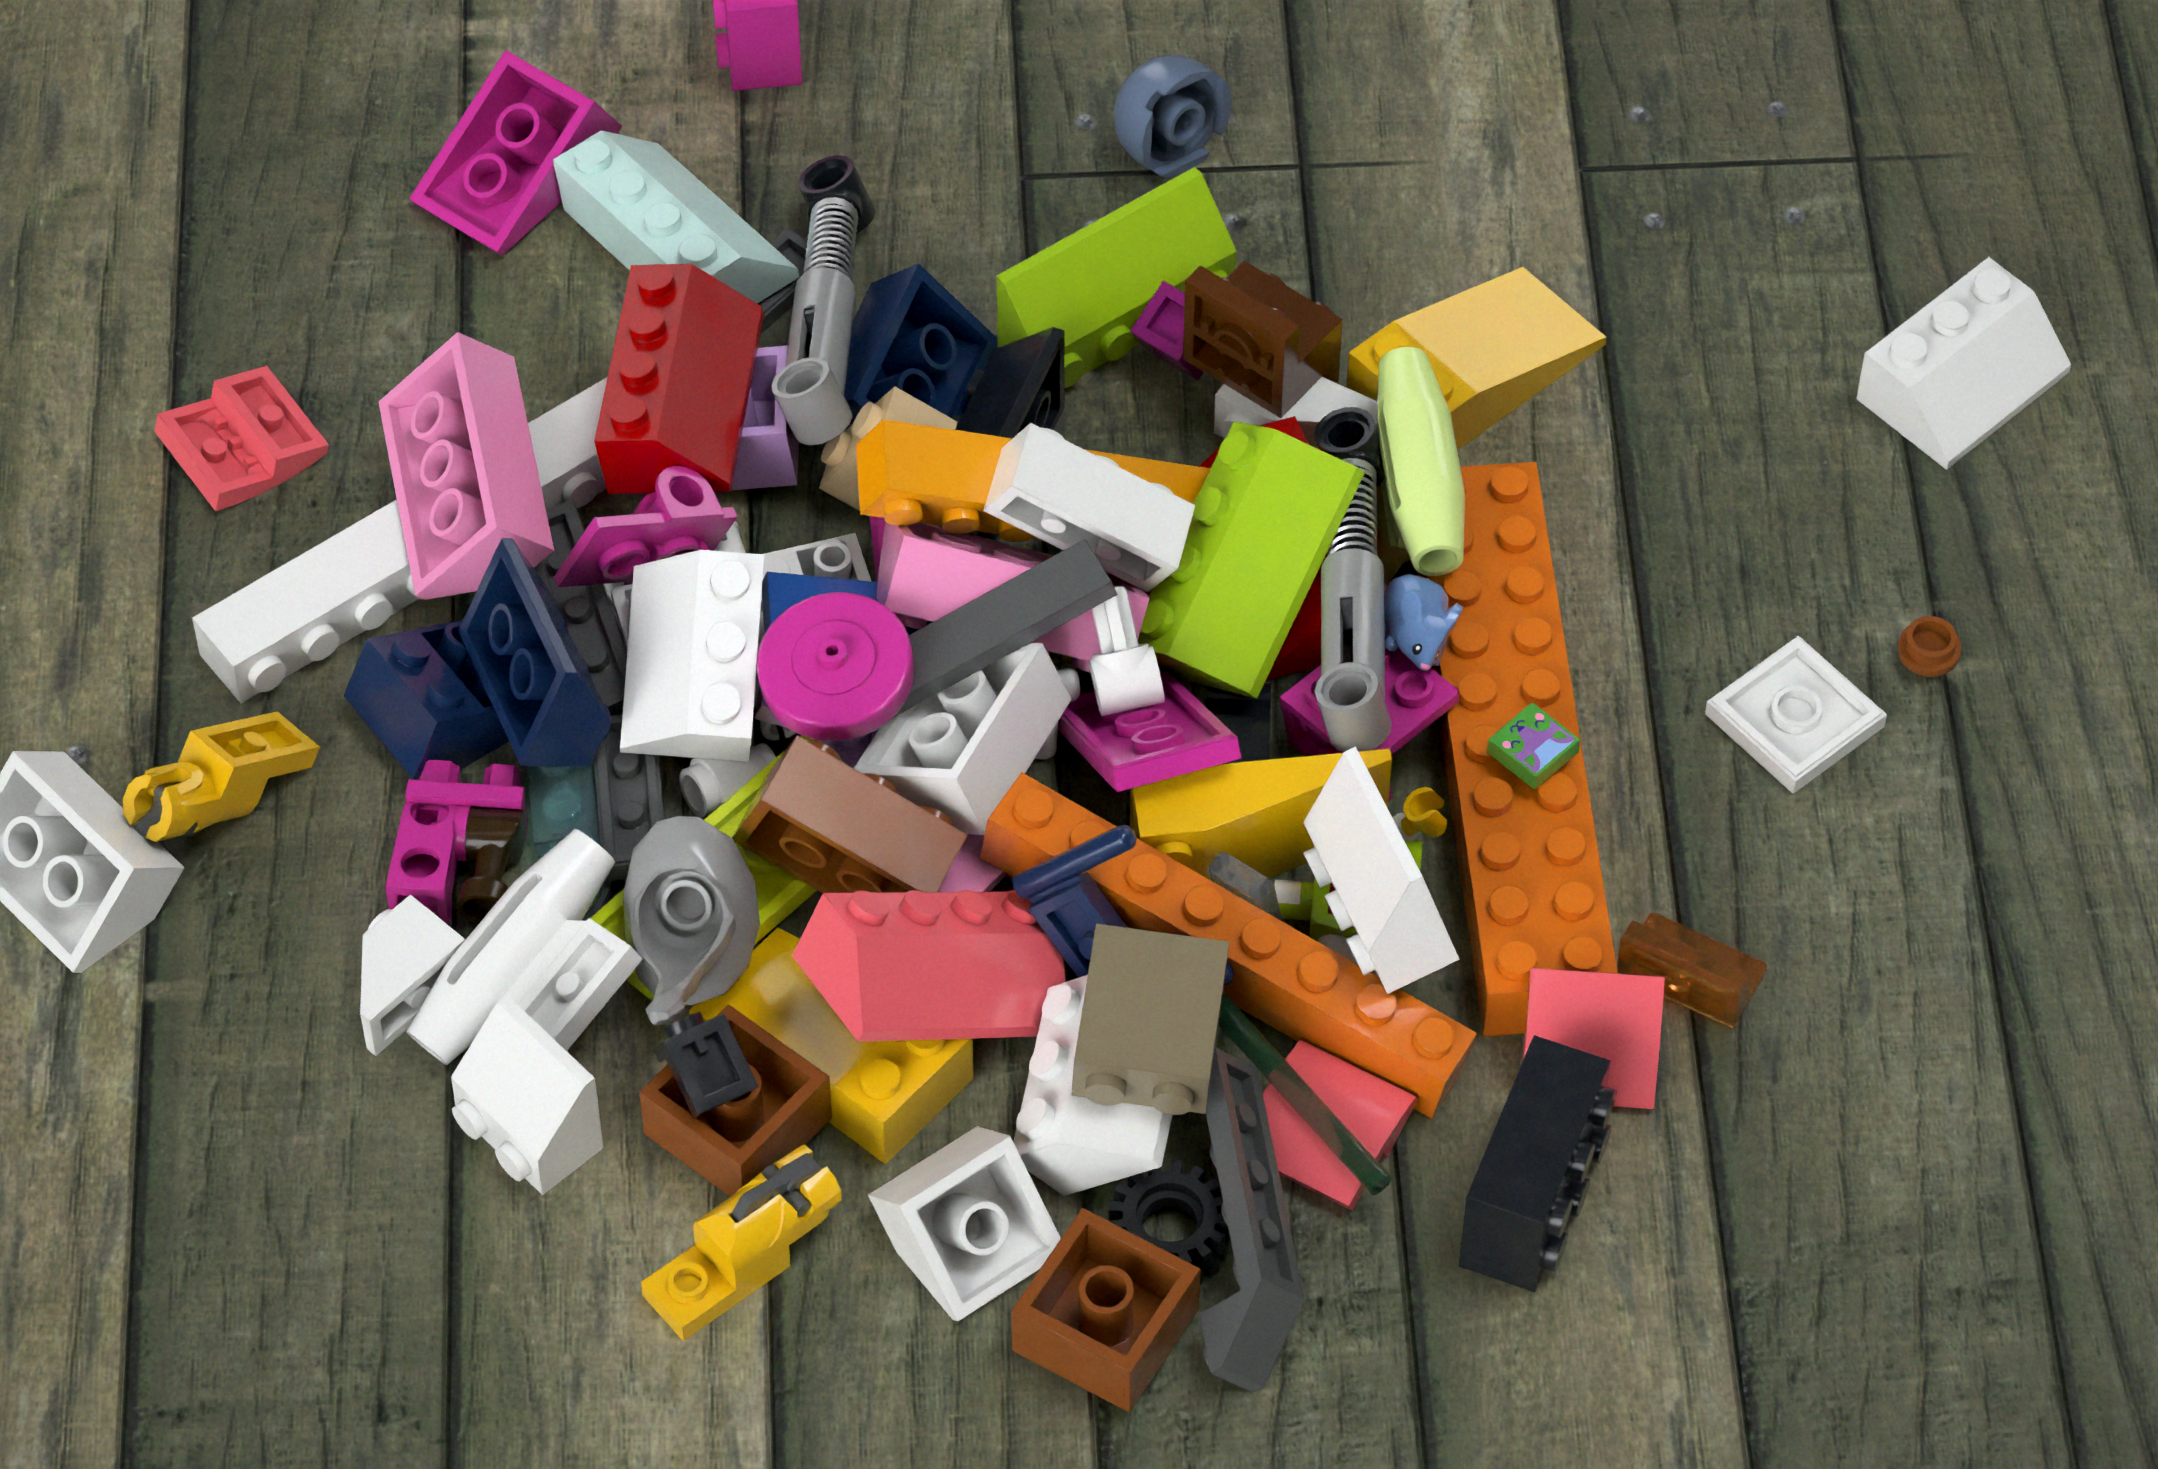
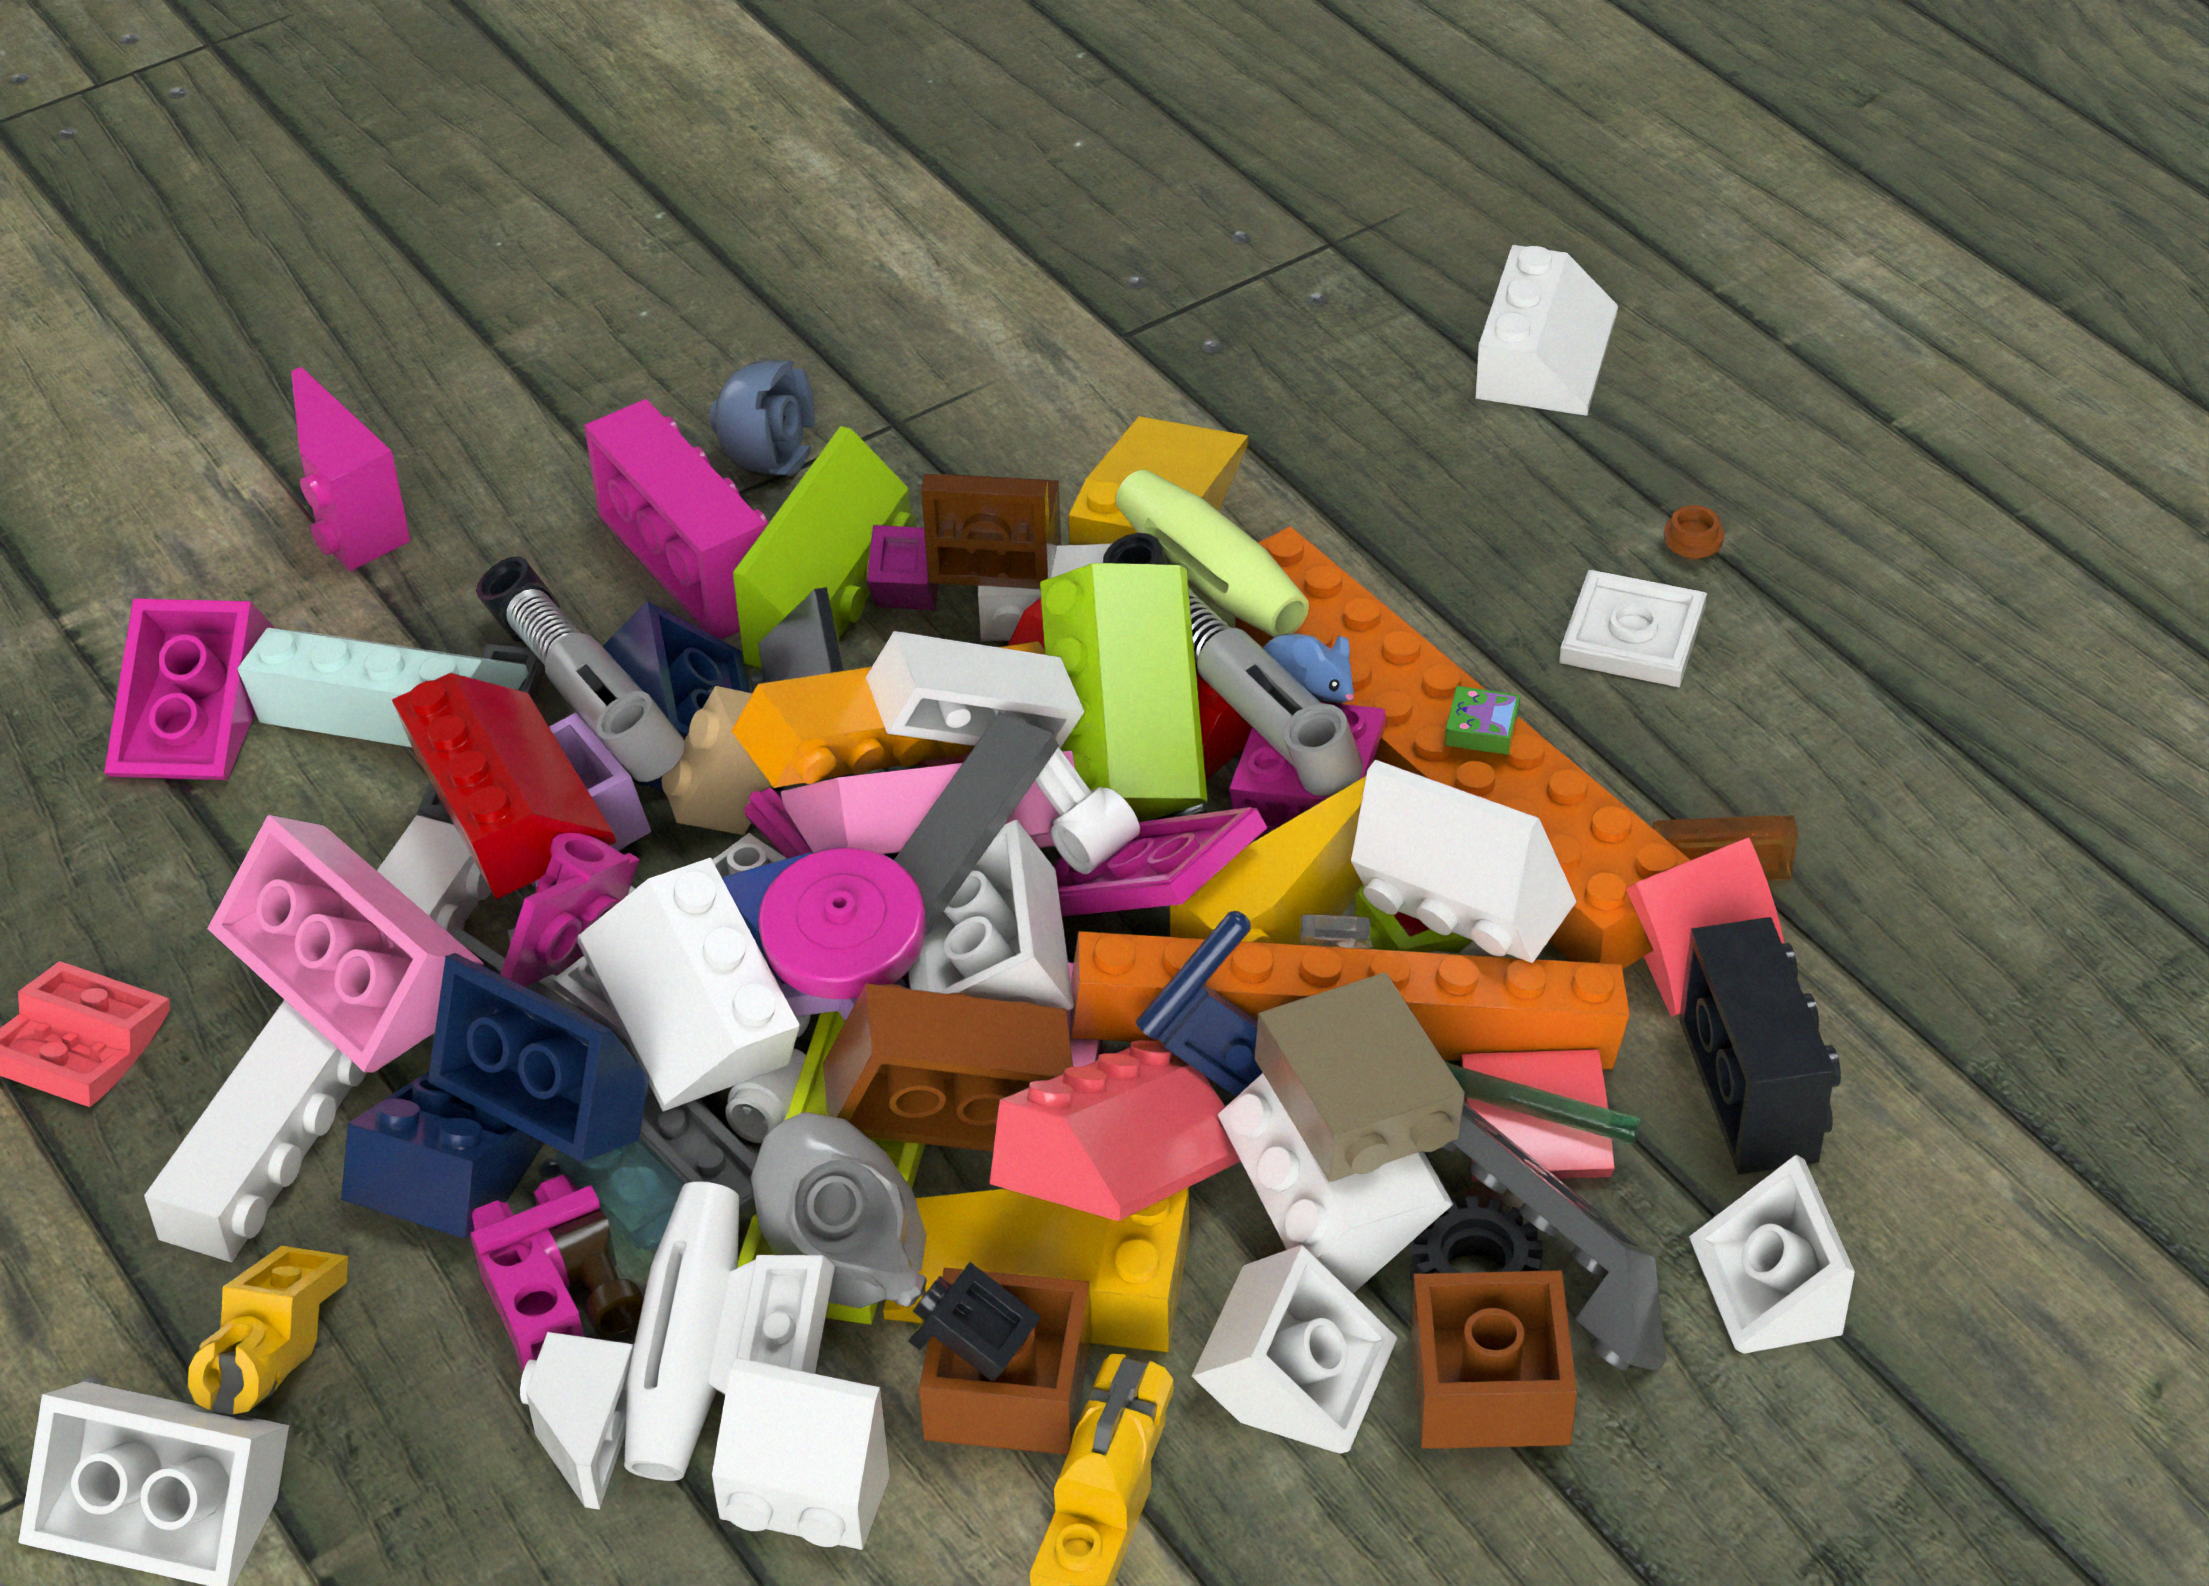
camera: 30 degrees left, 10 degrees down
(1018, 162) = (673, 511): none -> dark pink brick
(1404, 1358) = (1777, 1263): none -> white slope

